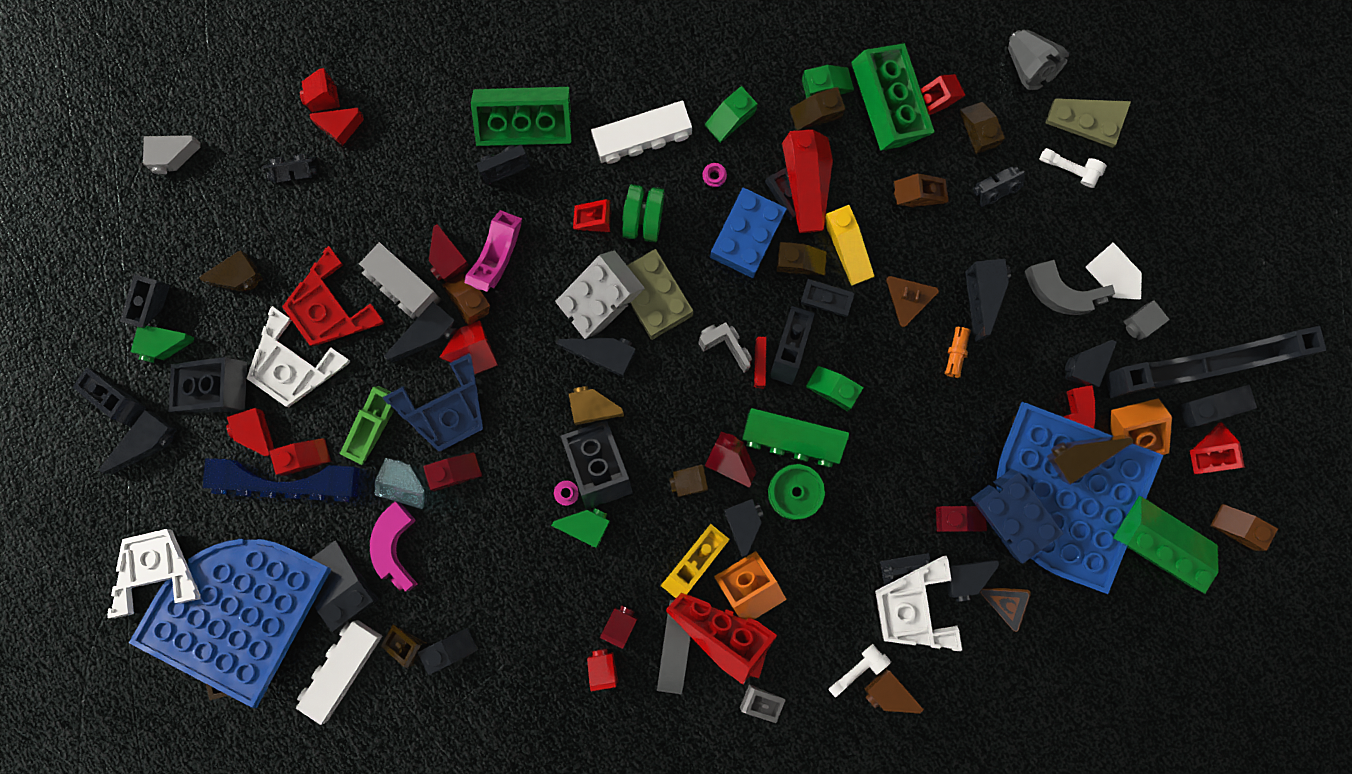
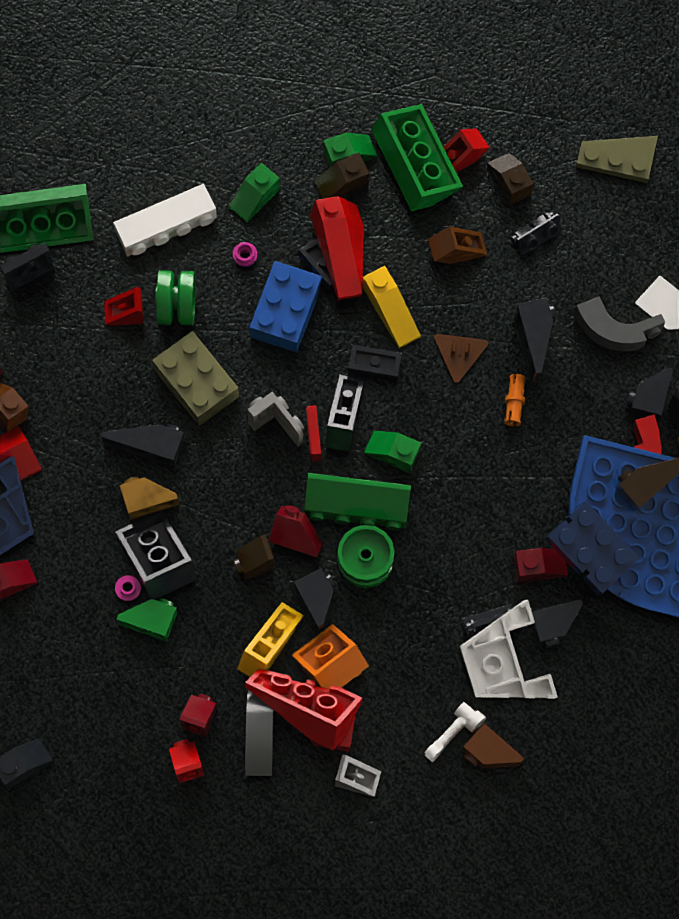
camera: 10 degrees left, 10 degrees down
(496, 252) = (28, 354): dark pink arch -> none
(595, 292) = (135, 379): light grey piece -> none
(800, 259) = (343, 326): dark brown slope -> none
(1008, 603) = (599, 644): black piece -> none
(1036, 58) = (556, 104): dark grey cone -> none
(1090, 173) = (626, 210): white brick -> none

